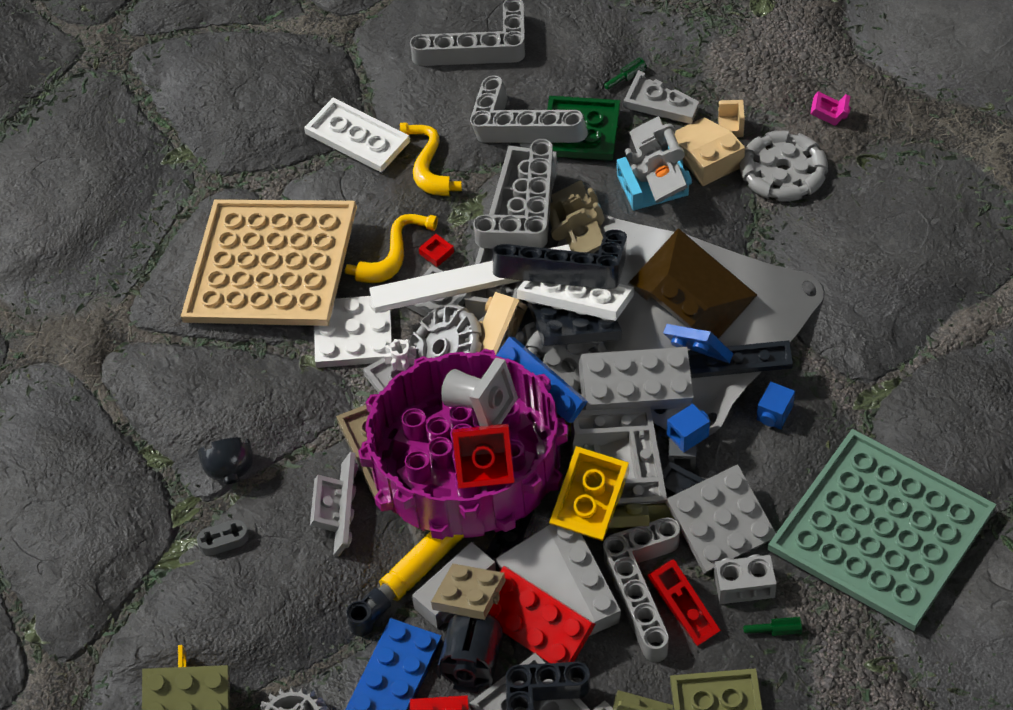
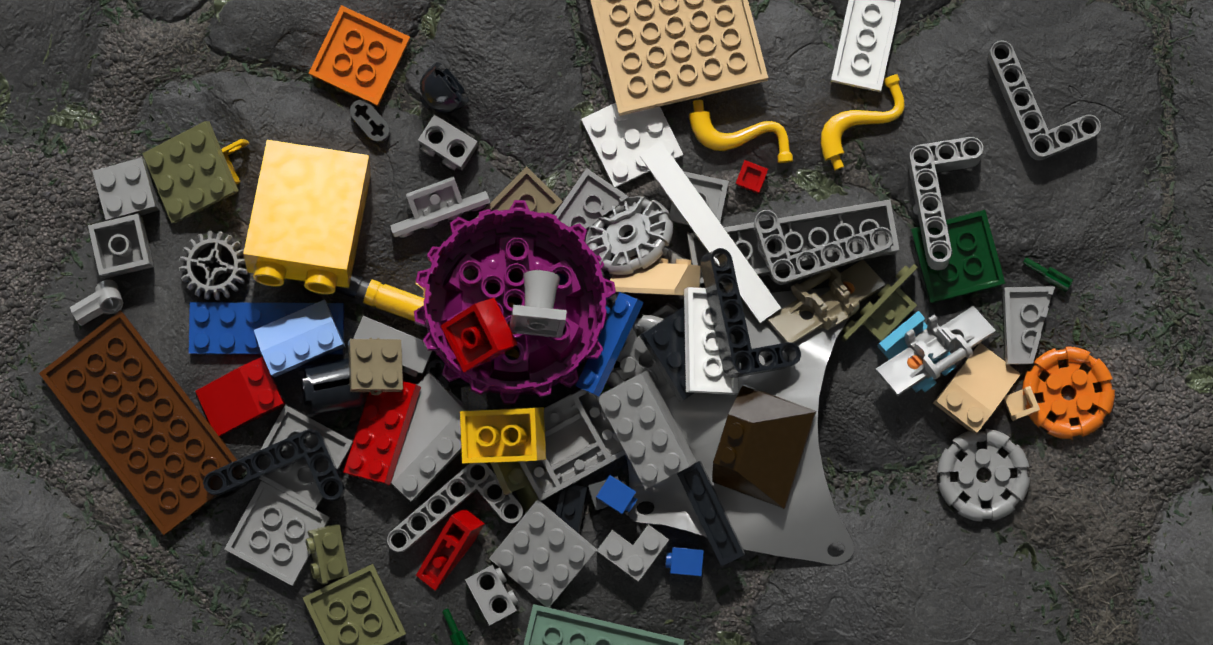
camera: 65 degrees right, 30 degrees up
(154, 524) = (359, 55): none -> orange plate
(276, 470) = (451, 138): none -> light grey brick
(287, 604) = (307, 216): none -> yellow brick
(400, 354) = (607, 191): white gear -> none
(407, 659) = (299, 338): none -> light blue slope
(606, 184) = (887, 311): none -> olive bracket
(699, 341) = (701, 472): blue wing -> none
(729, 79) = (1082, 385): none -> orange plate
(752, 441) = (633, 558): none -> light grey brick
(830, 108) = (1074, 498): dark pink bracket -> none

